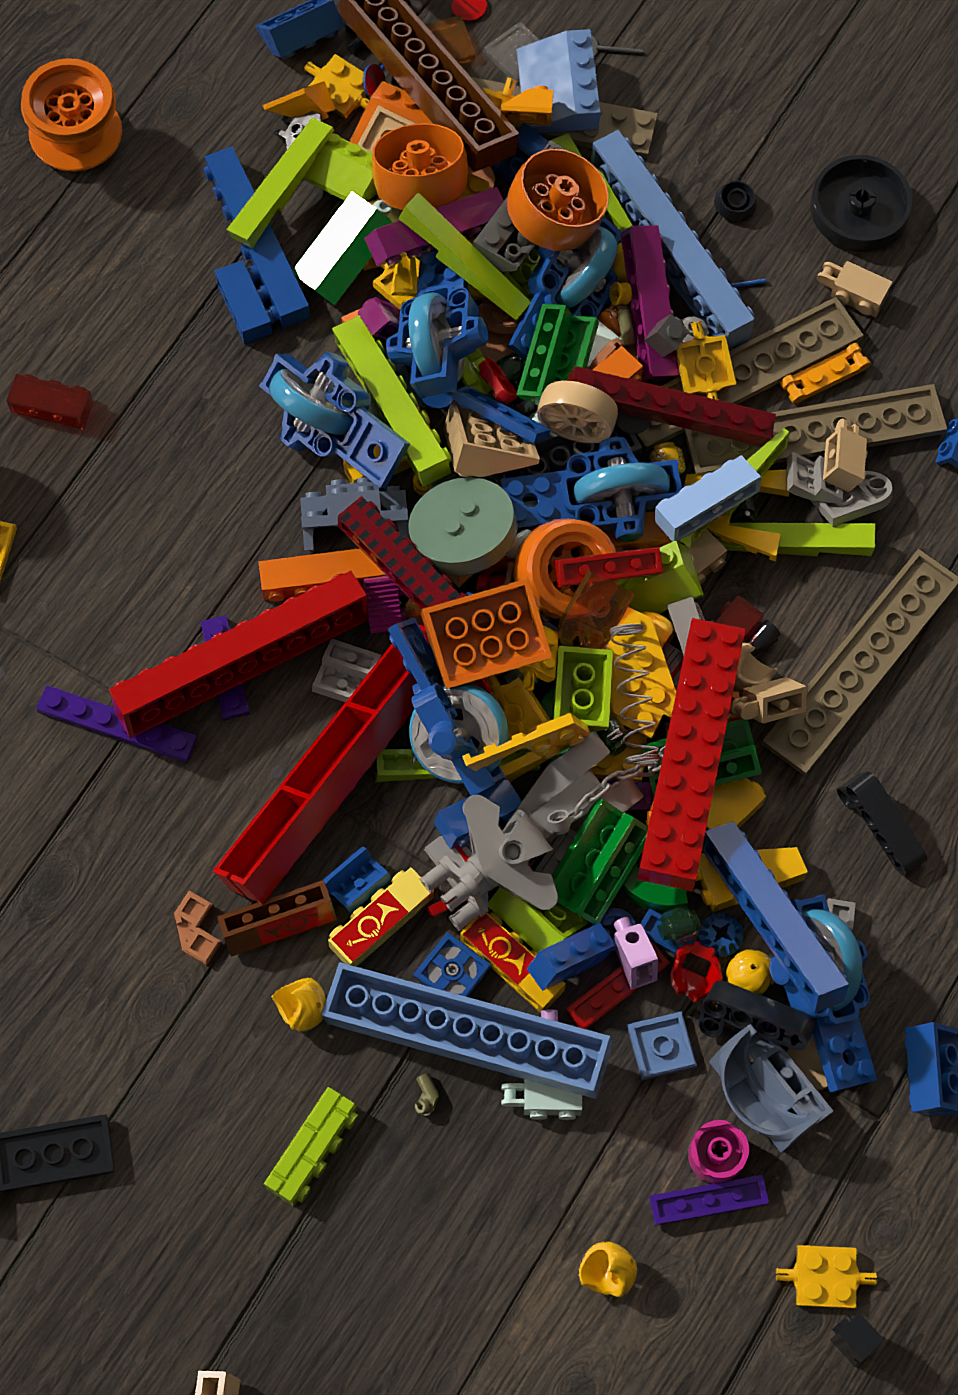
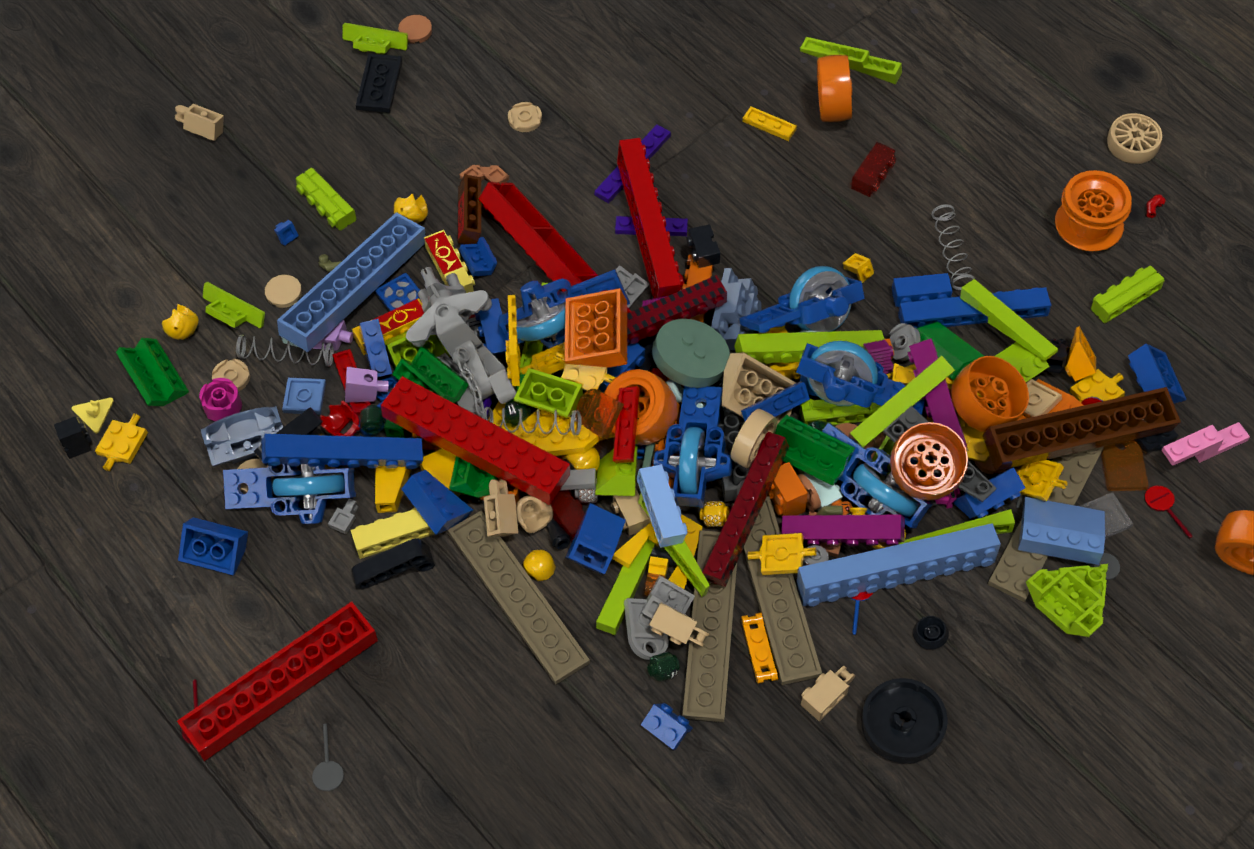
camera: 110 degrees right, 10 degrees down
(19, 67) = (1151, 205): none -> red arm
(65, 906) = (525, 117): none -> tan tile
(181, 73) = (1127, 293): none -> lime brick
(217, 253) = (941, 218): none -> light grey piece
(224, 385) = (859, 265): none -> yellow bracket
(264, 570) = (704, 250): none -> black brick
(327, 294) = (901, 332): none -> light grey plate
(391, 1184) = (286, 232): none -> blue tile
(494, 1147) = (283, 291): none -> tan tile
(495, 377) = (804, 412): red plate -> none
(530, 107) = (1031, 487): light orange slope -> none
(557, 1211) = (230, 308): none -> lime bracket
(618, 1161) = (325, 352): none -> light grey piece
(646, 60) = (1071, 597): none -> lime wedge
(663, 1165) = (233, 370): none -> tan tile
(667, 335) = (807, 524): dark grey brick -> none
(699, 1282) = (152, 372): none -> green slope
(708, 1200) = (192, 406): dark purple plate -> none
(765, 579) = (596, 539): none -> blue slope
(778, 507) = (657, 567): none -> yellow leg
(786, 787) = (435, 502): none -> blue wedge
(790, 1344) = (94, 413): none -> light yellow piece
(809, 650) = (539, 565): none -> yellow hair
(832, 842) = (389, 532): none -> light yellow brick
(894, 465) = (663, 666): none -> clear green head

